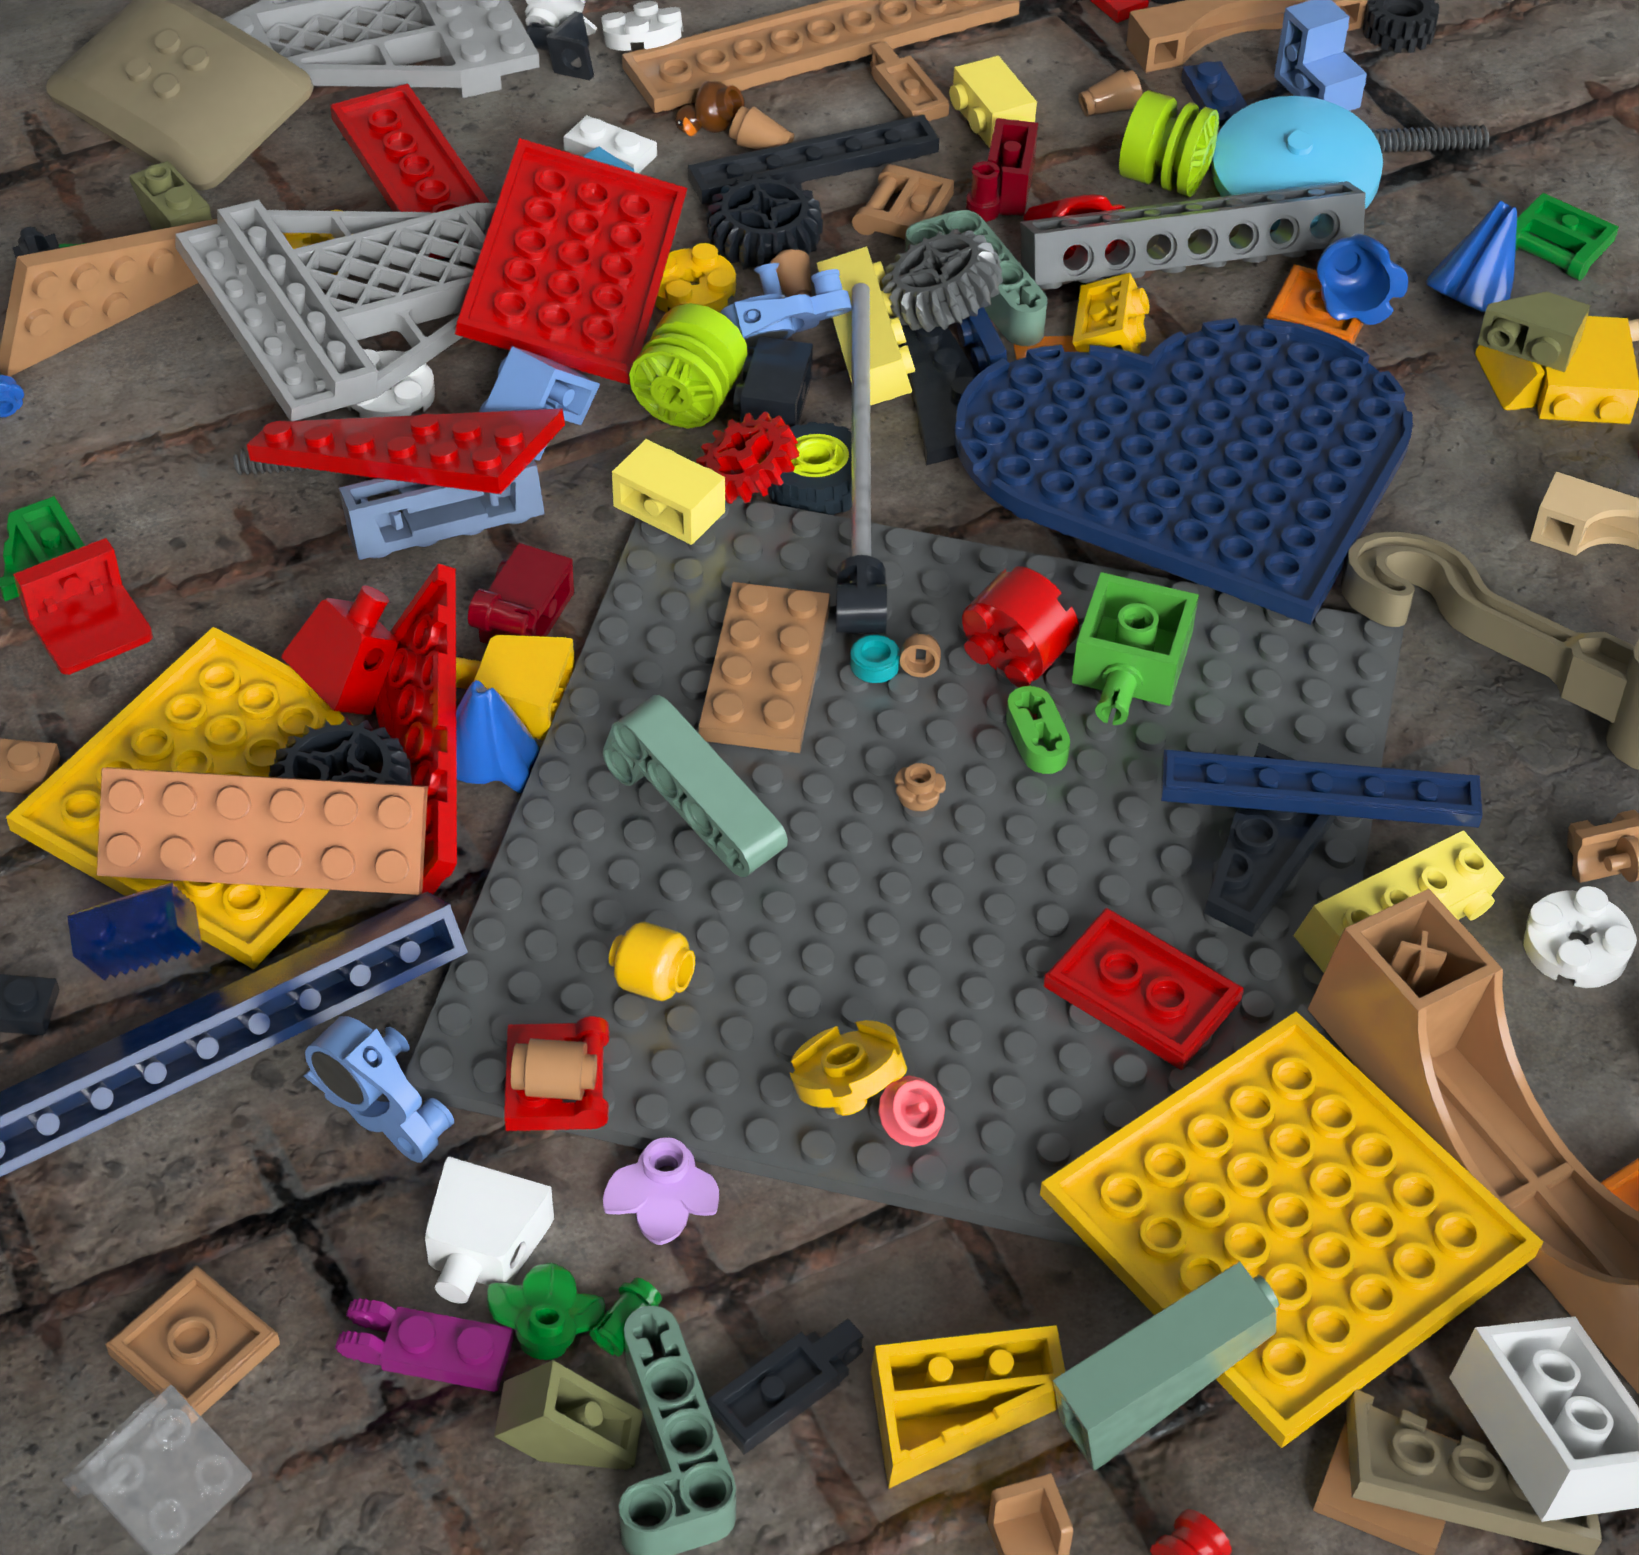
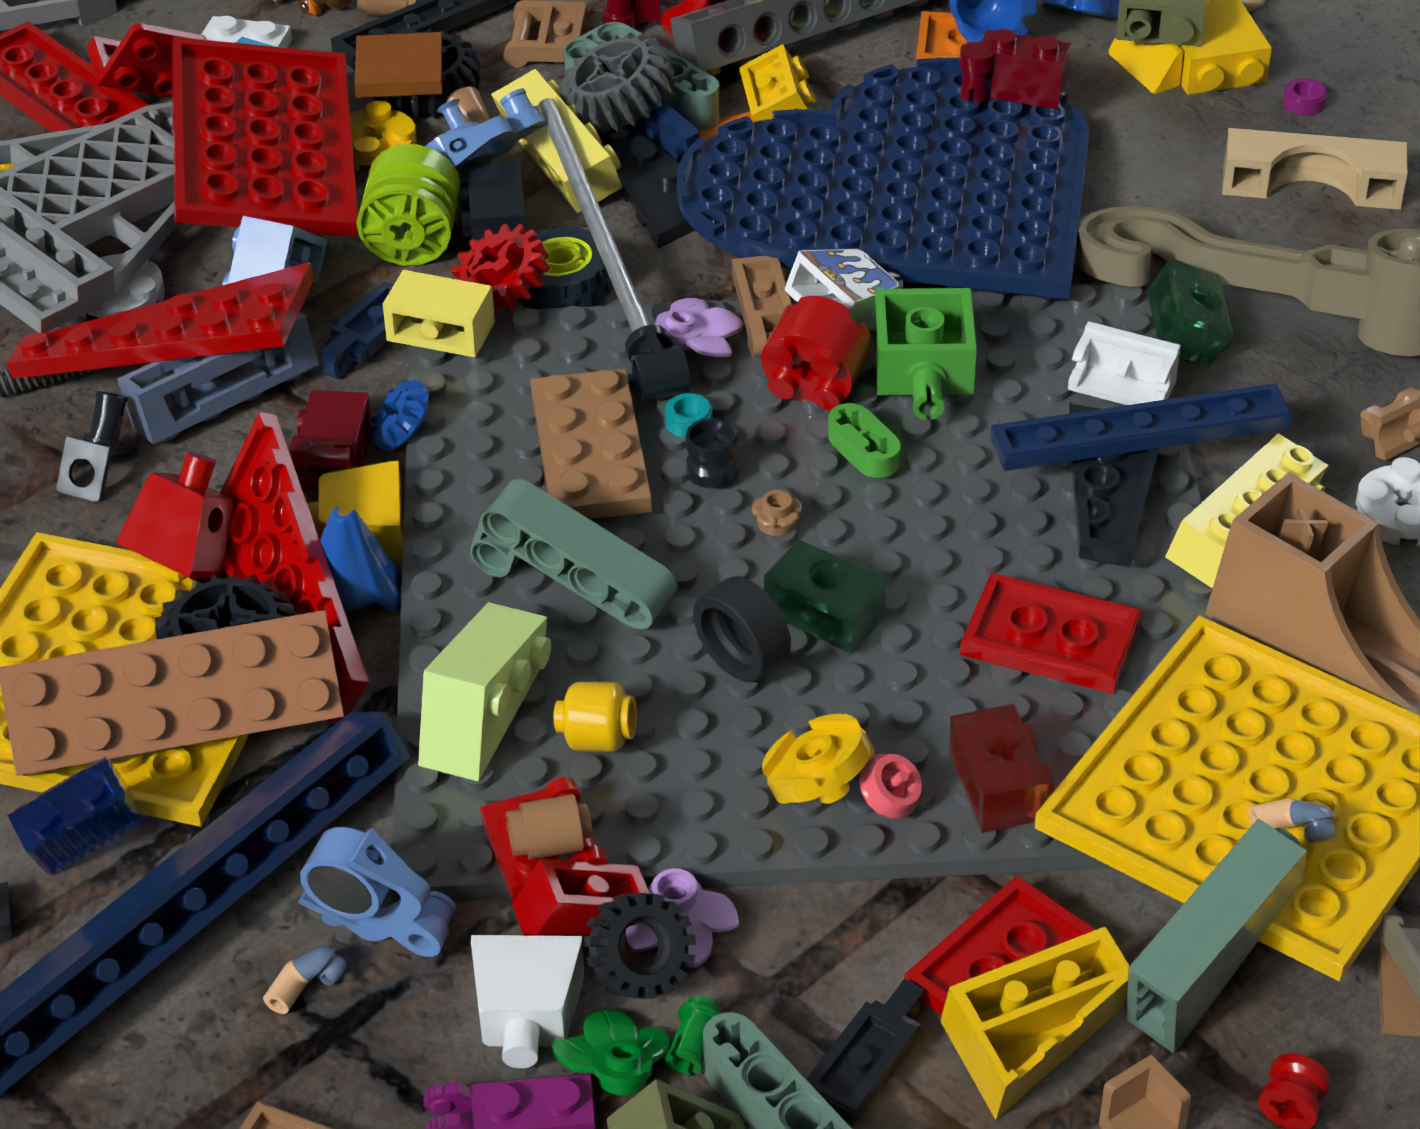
camera: 15 degrees left, 5 degrees down
(285, 1144) = (299, 971): none -> arm
(301, 551) = (95, 447): none -> bracket
(484, 149) = (138, 61): none -> red bracket
(552, 900) = (478, 688): none -> yellowish green wedge
(570, 1149) = (567, 893): none -> red slope
(587, 493) = (356, 334): none -> dark blue hinge
(598, 588) = (400, 415): none -> blue gear
(610, 1246) = (672, 945): none -> black tyre
(735, 211) = (398, 65): none -> dark orange tile
(825, 907) = (742, 628): none -> black tyre
(876, 706) = (710, 461): none -> black wheel
(920, 667) = (741, 402): medium nougat hinge -> none
(922, 565) = (700, 328): none -> lavender plate
(928, 890) = (826, 595): none -> clear green brick
(966, 1298) = (1001, 931): none -> red wing
(996, 544) = (761, 297): none -> medium nougat plate
(1026, 1121) = (999, 767): none -> clear red brick
(1075, 553) = (842, 276): none -> white torso
(1298, 1256) = (1292, 813): none -> arm
(1334, 716) = (1123, 366): none -> white hinge
(1356, 353) = (1019, 68): none -> dark red hinge
(1433, 669) = (1190, 311): none -> clear green brick

